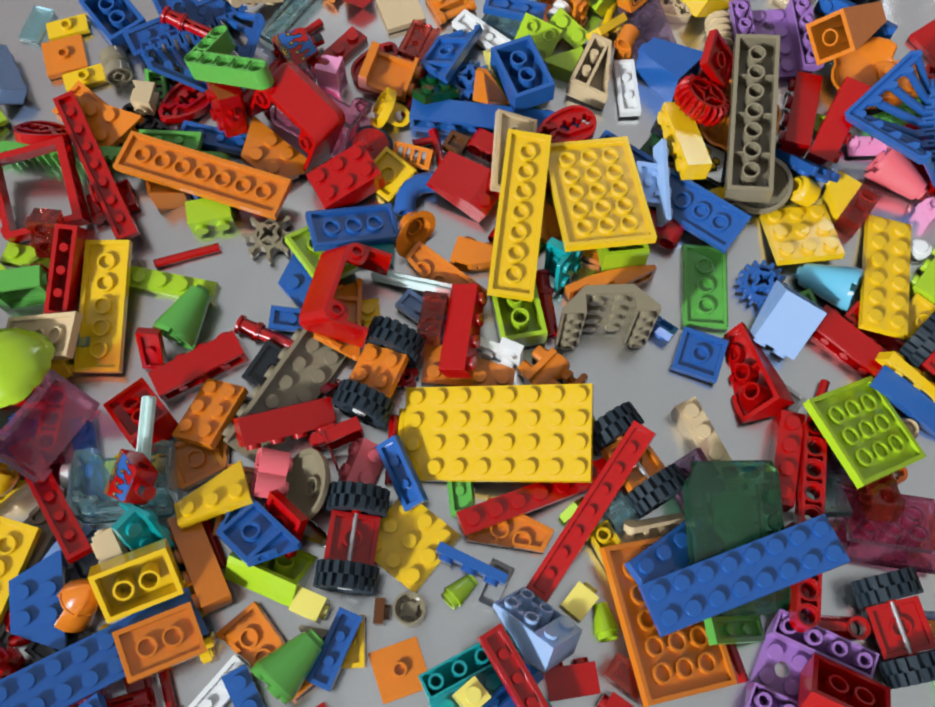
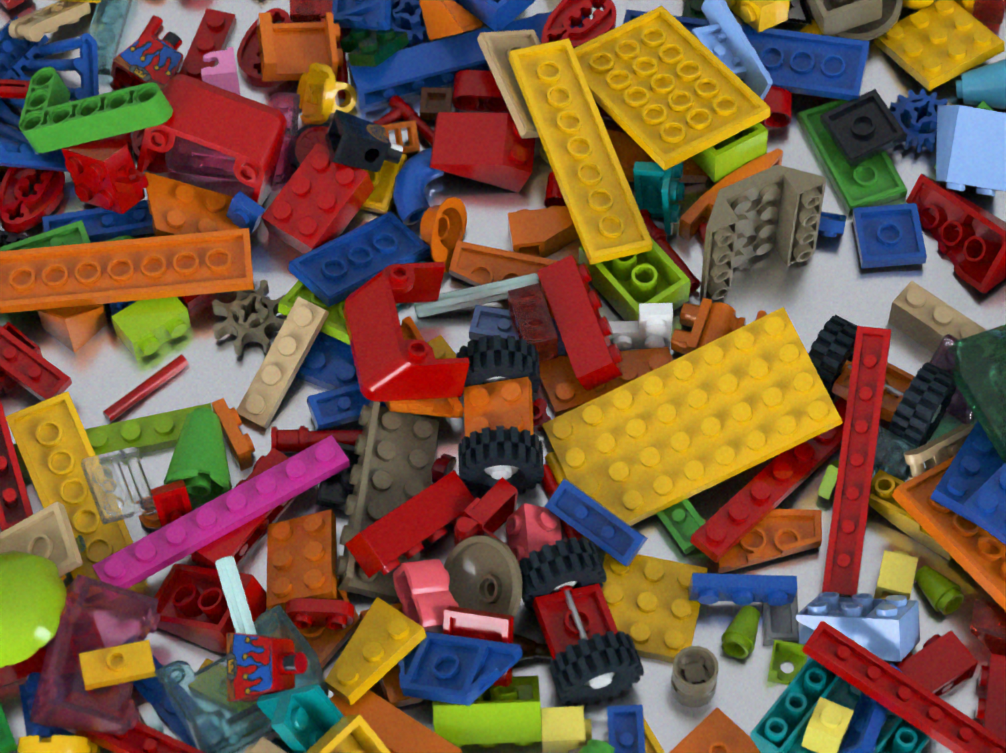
camera: 25 degrees left, 10 degrees down
(57, 434) = (117, 665): none -> yellow plate
(120, 310) = (111, 488): none -> clear plate
(175, 362) = (222, 514): none -> dark pink plate
(190, 451) = (320, 612): none -> red plate
(218, 316) = (239, 445): none -> orange plate
(269, 275) = (282, 362): none -> tan plate
(298, 167) = (245, 212): none -> blue plate
(381, 611) = (658, 697): reddish brown plate -> none
(387, 152) = (360, 143): none -> black torso
(477, 617) = (786, 652): none -> lime piece
(719, 273) = (863, 128): none -> black plate

